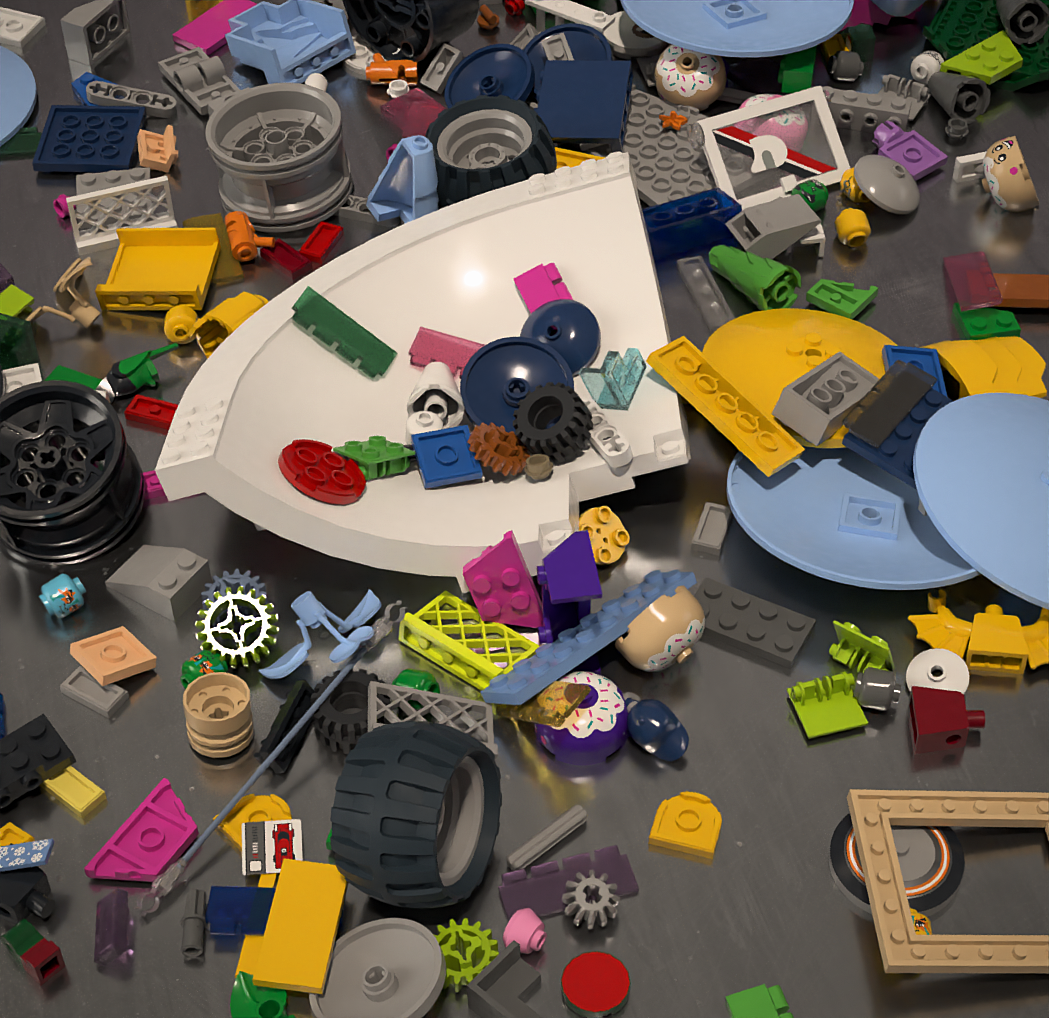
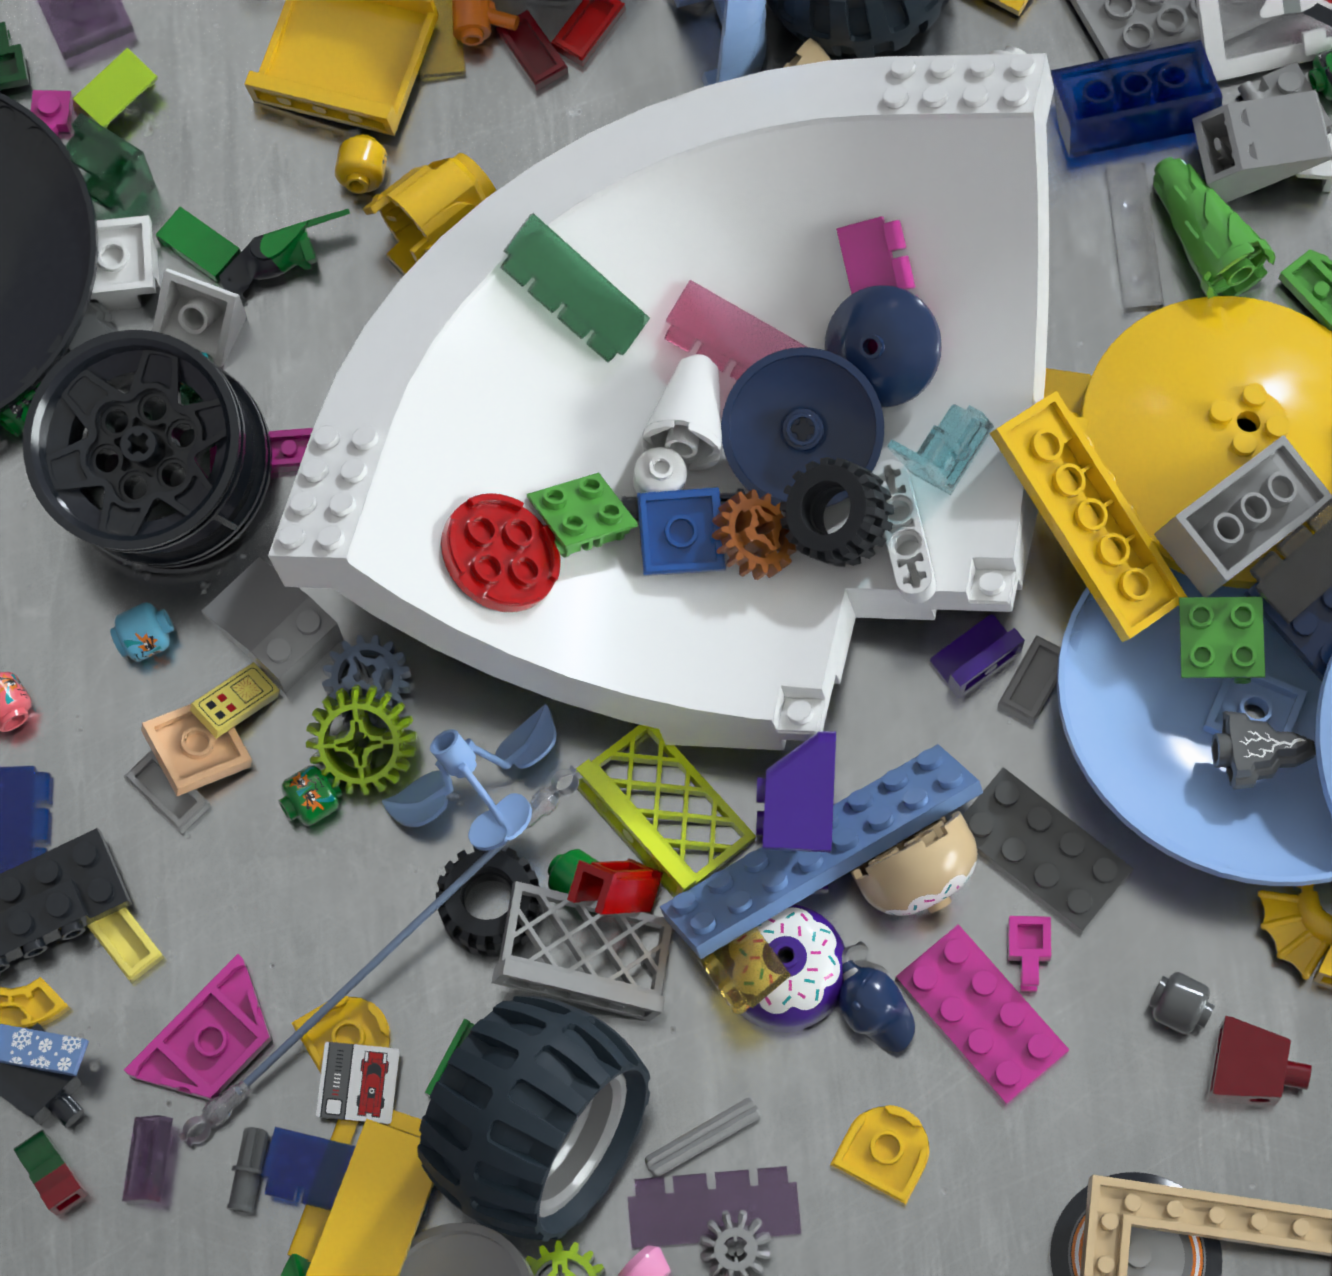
camera: 15 degrees right, 25 degrees up
(81, 309) = (221, 108): tan plant -> none
(138, 625) = (234, 700): none -> light yellow tile
(151, 411) = (311, 322): red tile -> none
(218, 714) = (315, 854): tan wheel -> none
(295, 707) = (406, 901): black plate -> none
(443, 675) = (616, 886): none -> red window
(504, 585) = (718, 753): dark pink wing -> none
(538, 466) = (804, 567): dark tan plate -> none
(609, 529) = (888, 663): yellow plate -> none
(669, 520) = (976, 655): none -> dark purple panel
(736, 727) = (981, 1015): none -> dark pink plate
(757, 675) = (1029, 942): none -> dark pink plate
(827, 705) = (1111, 1009): lime hinge -> none
(836, 465) = (1222, 638): none -> bright green hinge
(854, 645) = (1168, 920): lime hinge -> none
(880, 520) = (1255, 750): none -> dark grey rock
(954, 676) = (1291, 989): white dish -> none

